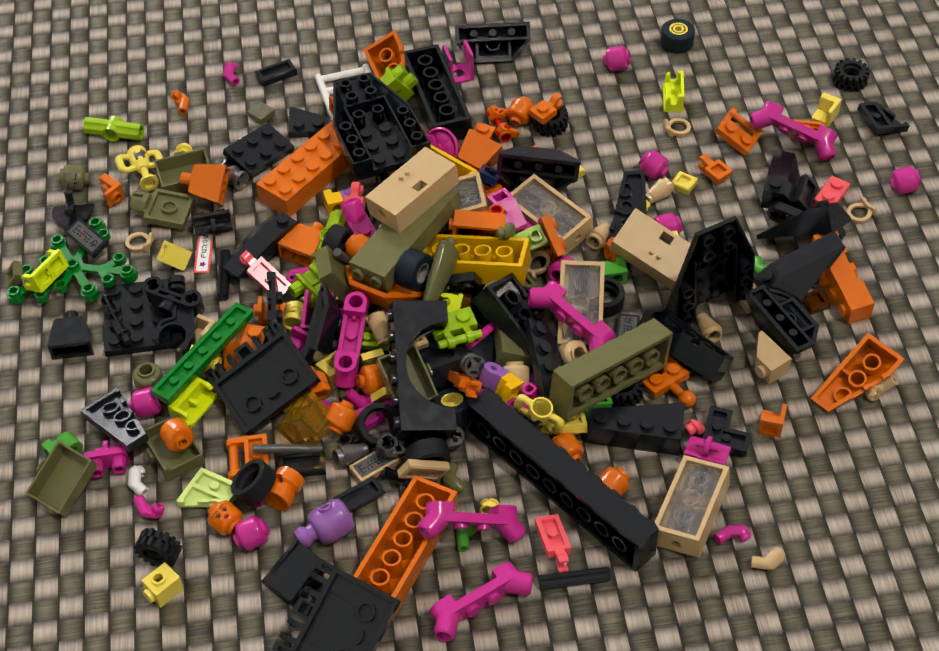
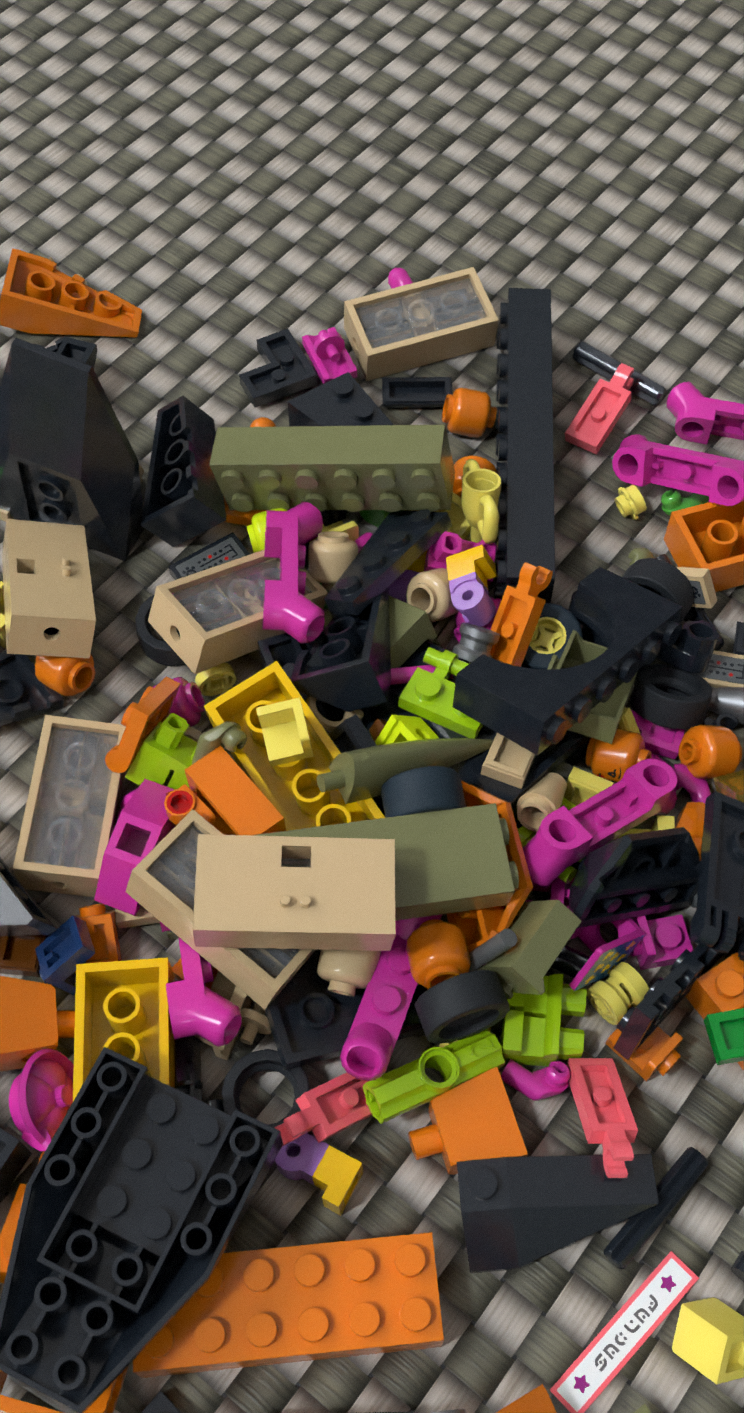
camera: 135 degrees left, 10 degrees up
(212, 222) = (604, 1368): black hips -> none
(484, 247) = (285, 732): none -> light yellow panel
(597, 237) = (33, 723): tan cone -> none
(617, 270) = (118, 650): bright green leg -> none
(651, 480) = (415, 392): none -> black tile
(694, 426) = (308, 378): coral arm -> none
(770, 359) = (125, 386): tan slope -> none
(770, 561) = (409, 241): tan arm -> none
(772, 422) = (211, 338): orange panel -> none

